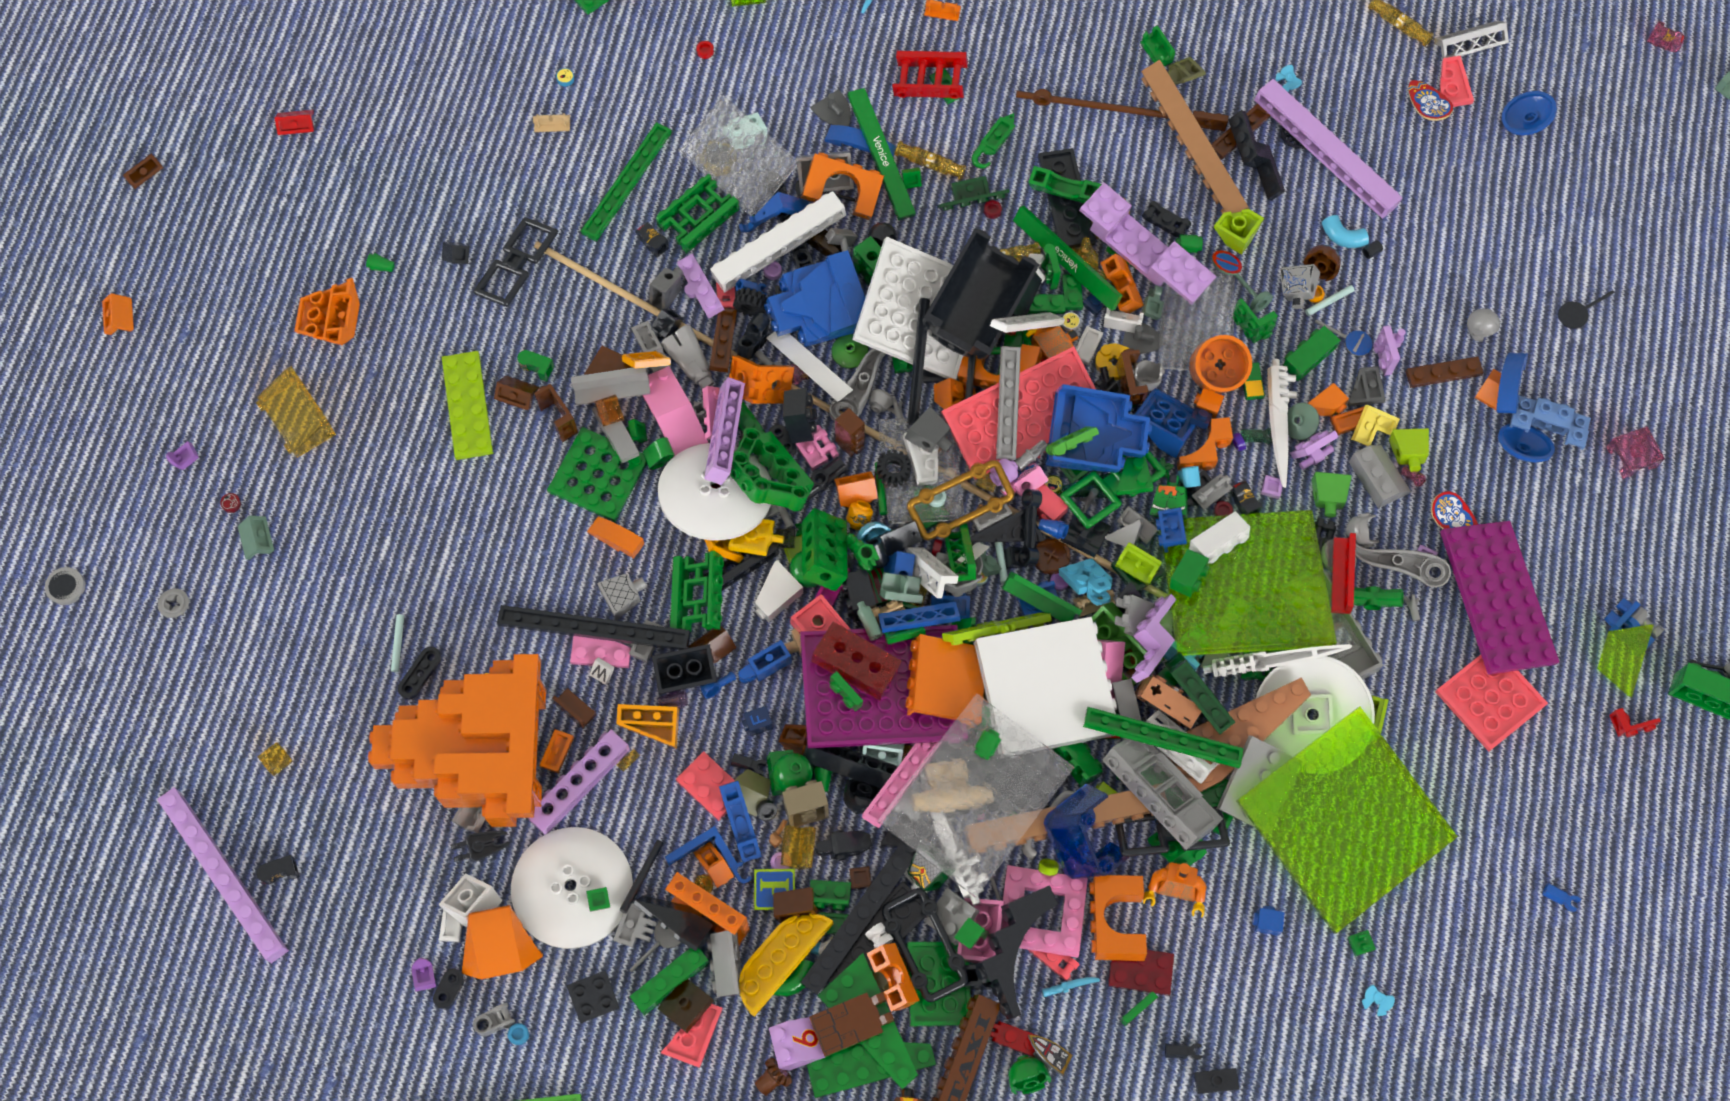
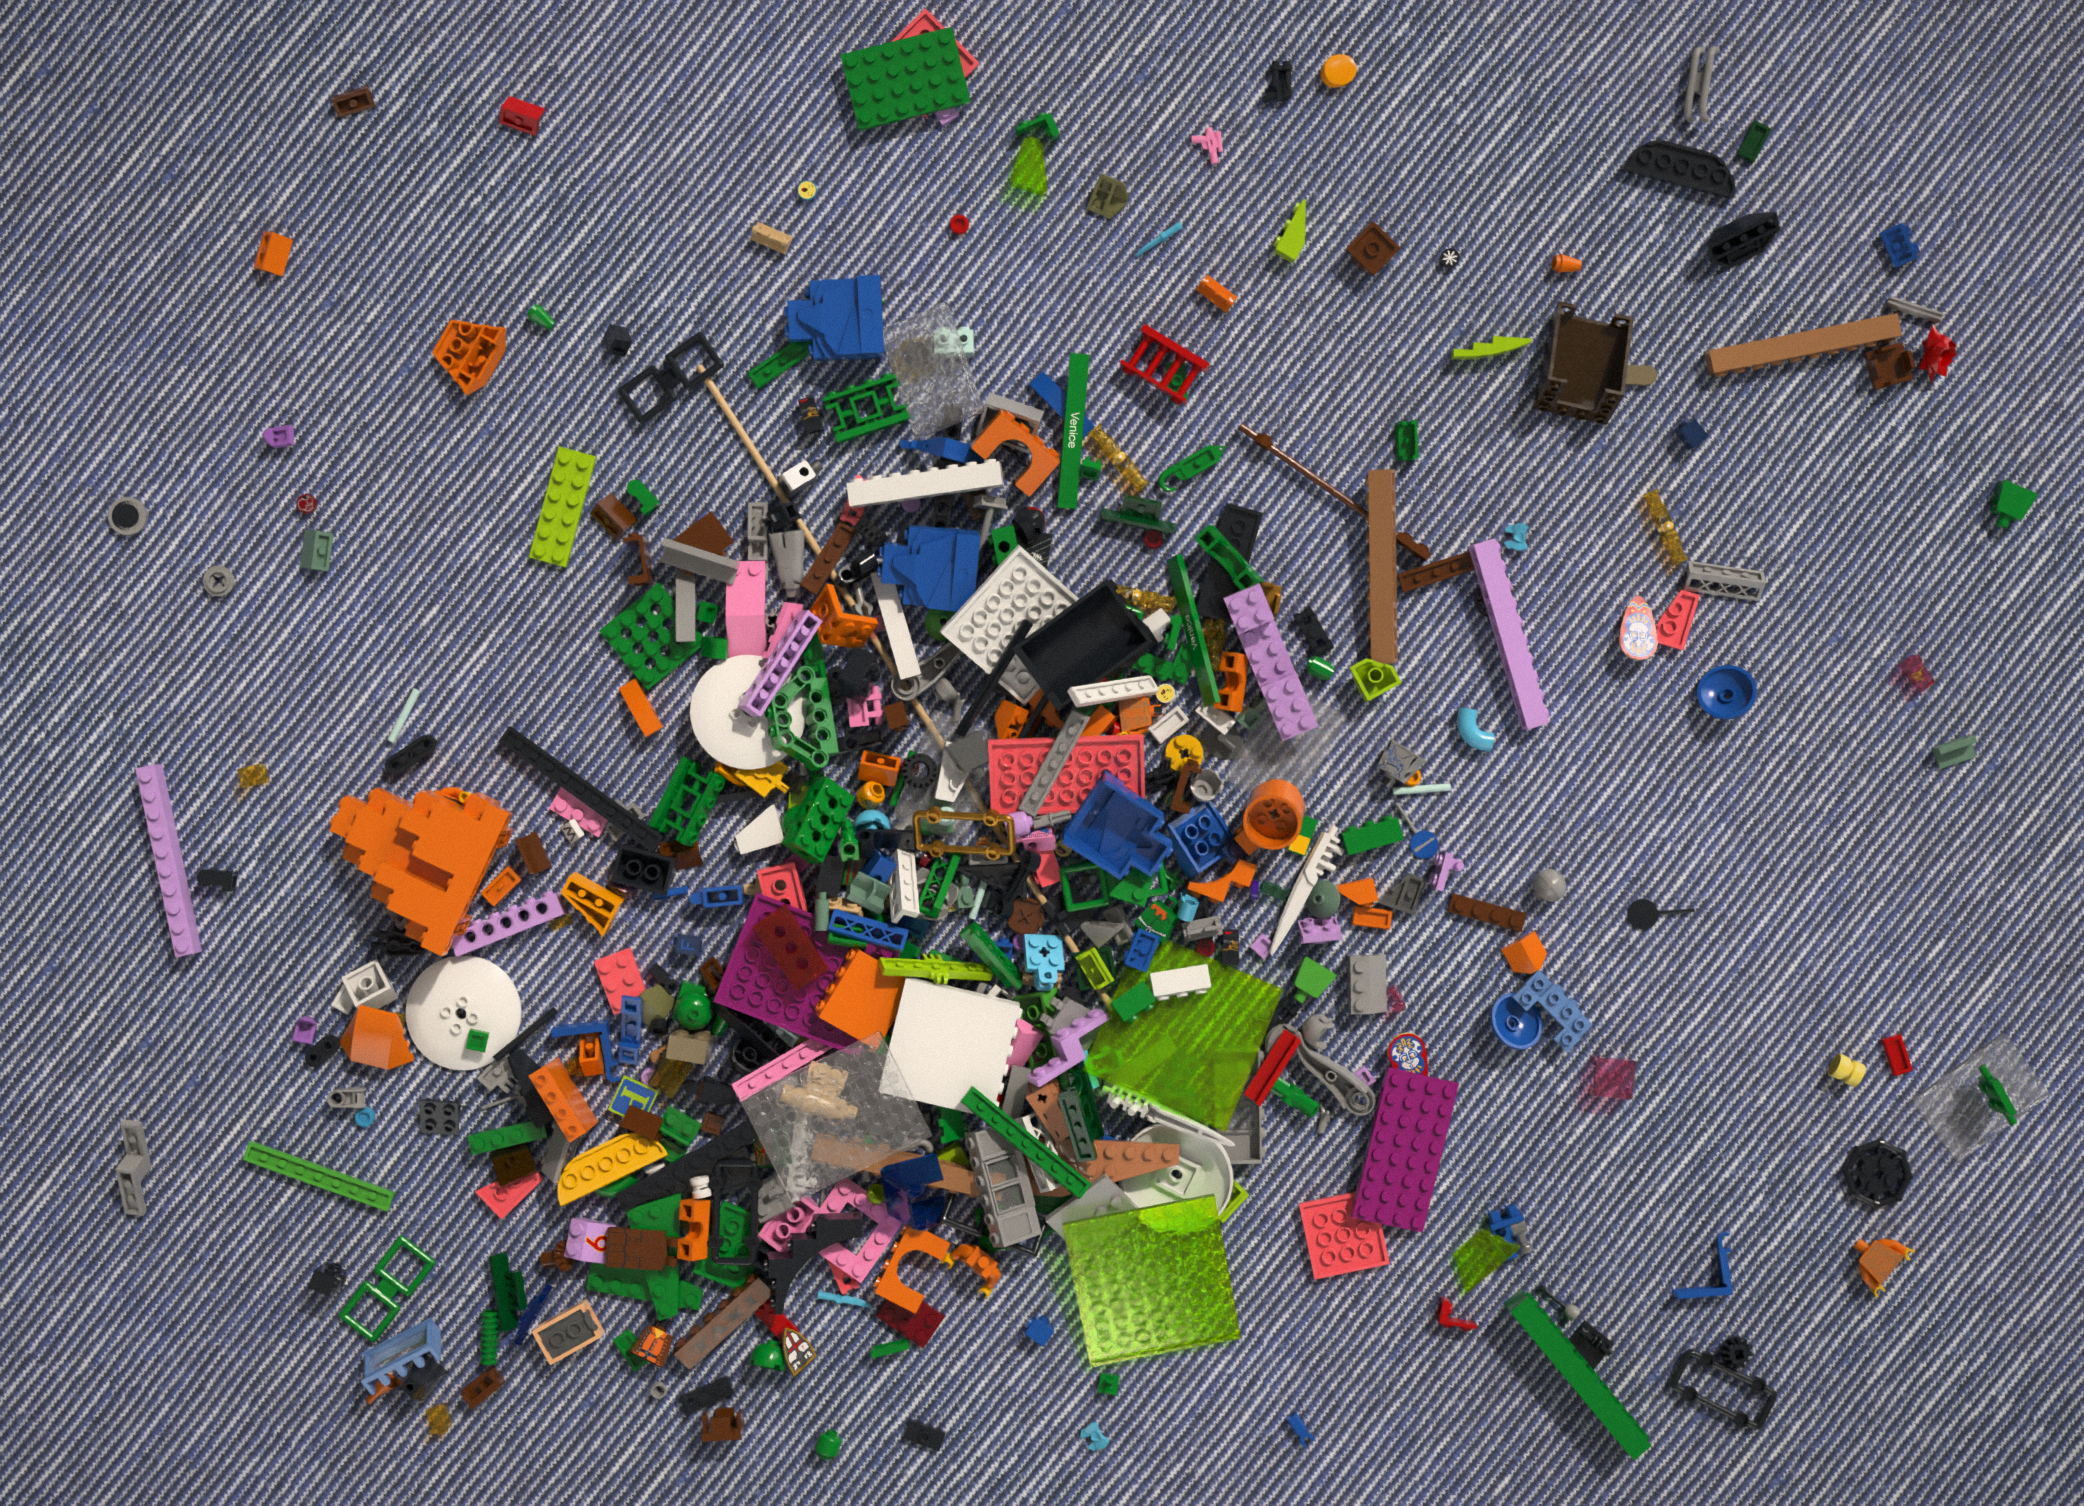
camera: 25 degrees right, 20 degrees up
(295, 413) = (397, 442): clear yellow windscreen -> none
(609, 410) = (687, 584): clear orange panel -> none
(621, 593) = (621, 766): light grey torso -> none
(641, 152) = (839, 319): none -> blue panel
(646, 359) = (742, 552): light orange tile -> none
(699, 286) = (832, 489): lavender hinge -> none
(741, 283) = (878, 516): blue bar -> none
(833, 109) = (1054, 353): dark grey shield -> none
(850, 697) = (769, 977): green plate -> none
(970, 933) = (777, 1225): green panel -> none
(978, 549) = (957, 884): white sticker -> none
(987, 744) = (864, 1083): green brick -> none
(1054, 528) = (1038, 895): blue cone -> none
(1070, 441) = (1091, 829): bright green hinge -> none
(1181, 1051) = (908, 1398): black bar -> none
(1185, 70) = (1418, 480): olive slope -> none
(1231, 265) = (1345, 708): piece -> none
(1254, 328) = (1327, 786): green bracket -> none
(1256, 155) = (1434, 608): black bracket -> none
(1325, 259) = (1435, 750): reddish brown cylinder -> none
(1371, 421) = (1387, 931): light yellow plate -> none
(1372, 249) = (1492, 757): black hinge -> none
(1410, 447) = (1409, 973): lime torso -> none
(1510, 382) = (1539, 955): blue slope -> none

